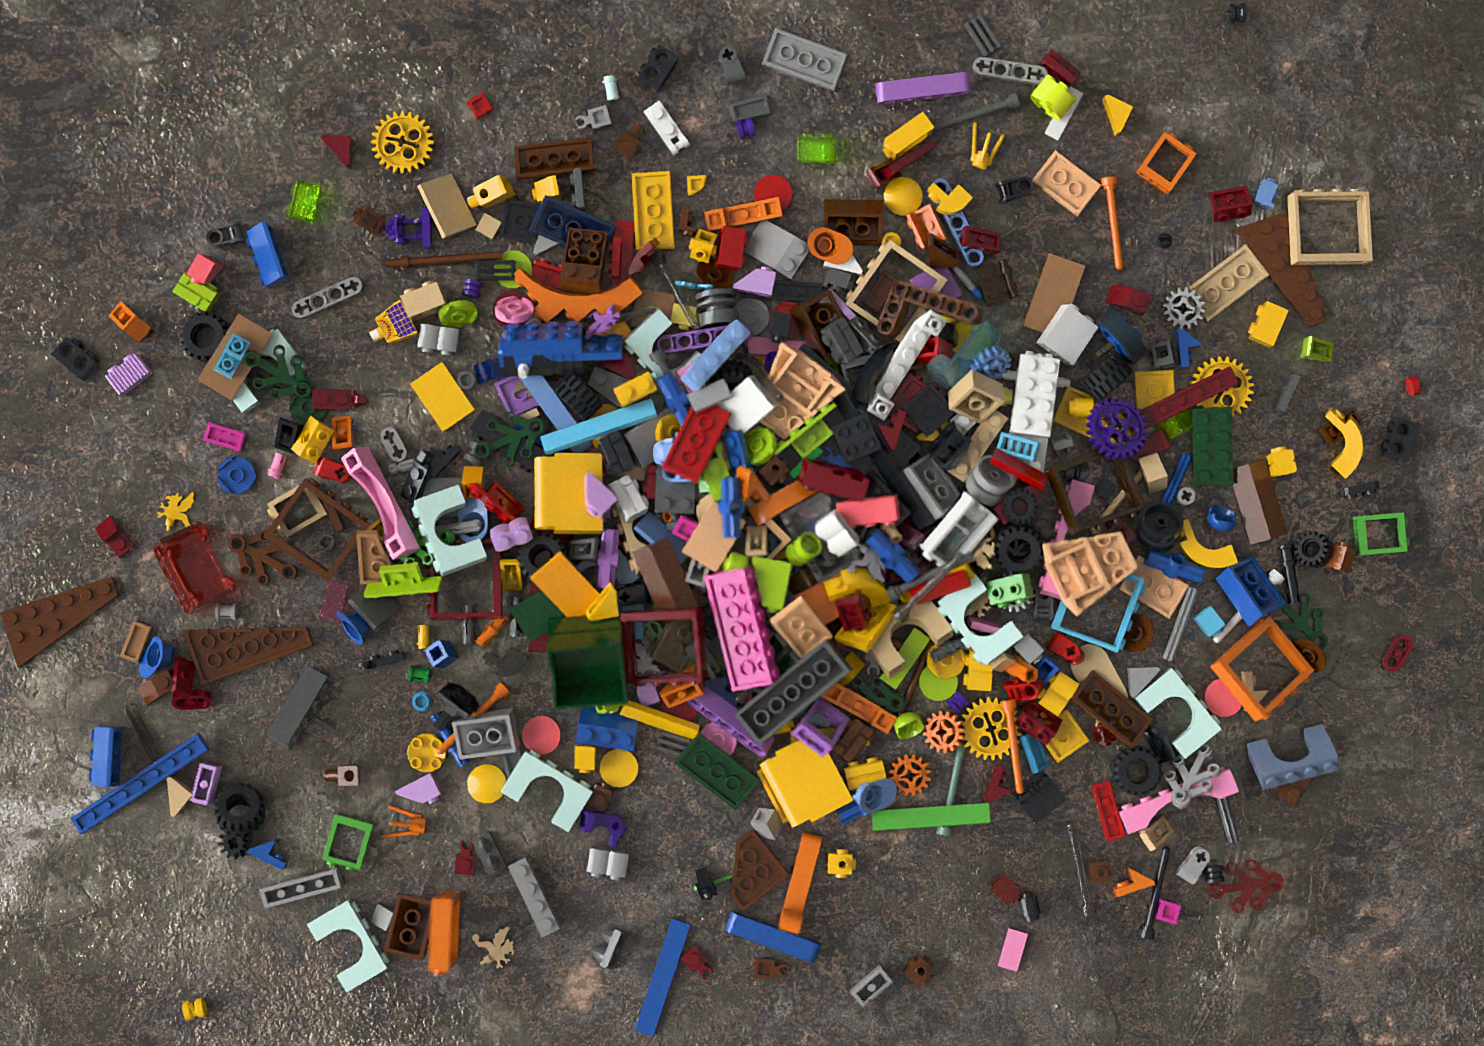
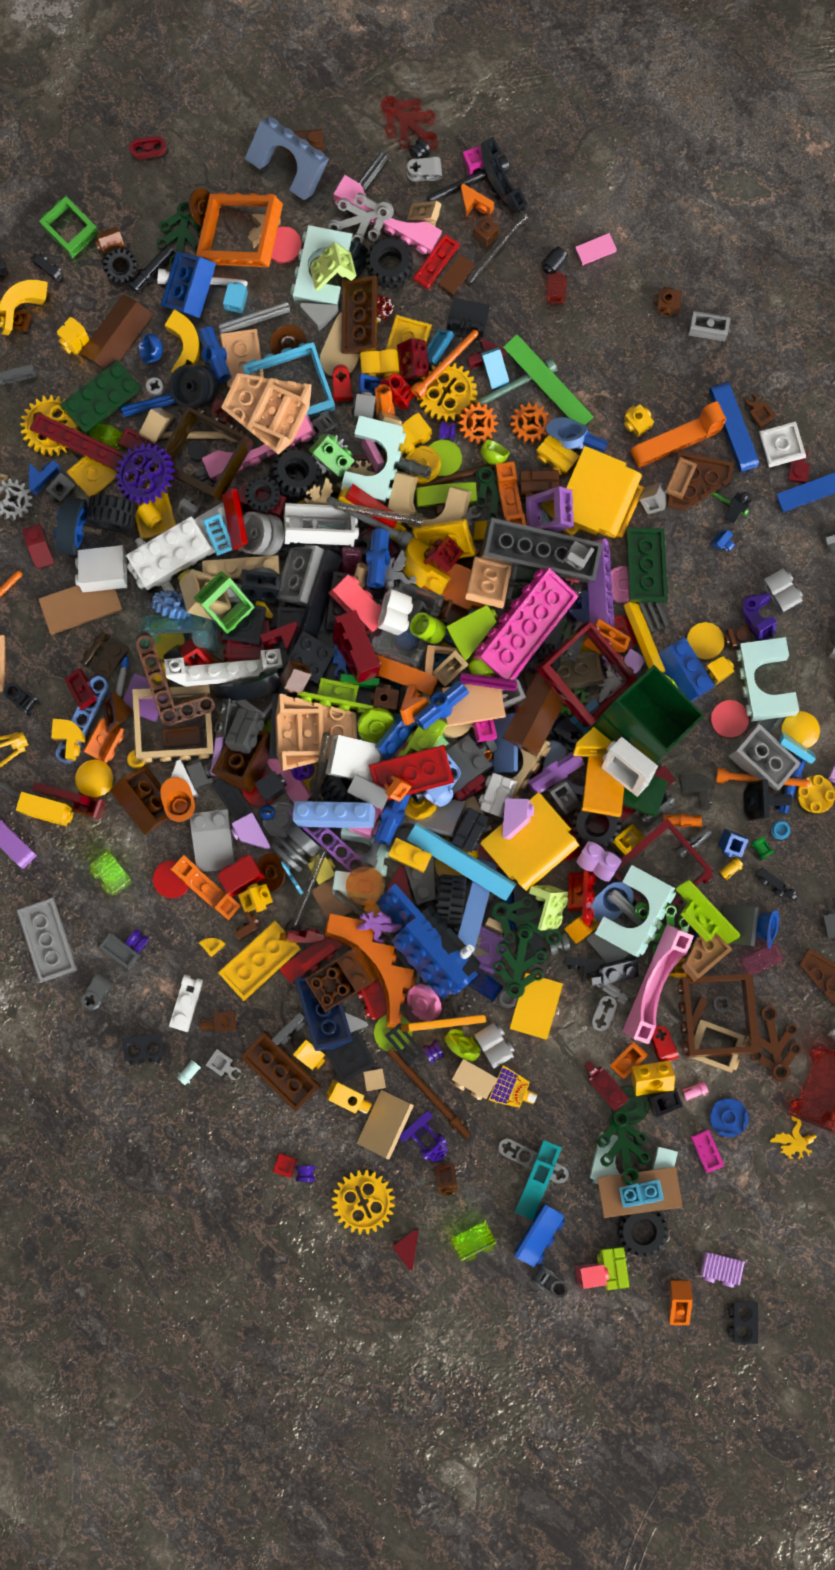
camera: 130 degrees left, 5 degrees down
(309, 289) = (538, 1180): none -> teal slope
(460, 115) = (305, 1173): none -> dark purple wheel
(473, 767) = (797, 748): none -> medium azure tile
(482, 407) = (519, 964): none -> dark green plant
(485, 311) = (443, 1023): none -> light orange tile
(510, 476) = (555, 902): none -> yellowish green bracket
(563, 616) = (628, 766): none -> white window
(640, 335) = (365, 885): none -> clear orange tile
(687, 849) = (722, 540): none -> blue tile
(691, 418) = (397, 789): none -> orange tile
(719, 560) = (490, 682): none -> magenta axle
(726, 963) = (782, 444): none -> white tile
(764, 716) = (578, 555): none -> light grey panel
(765, 857) = (680, 478): none -> medium nougat tile
(767, 313) = (267, 816): none -> blue hinge
(847, 411) = (295, 676): none -> brick
(968, 403) = (214, 590): none -> bright green window
(977, 783) = (495, 368): none -> tile
(1083, 818) = (456, 274): none -> reddish brown tile
(1135, 917) = (497, 176): none -> black slope
(1171, 721) = (332, 260): none -> yellowish green bracket

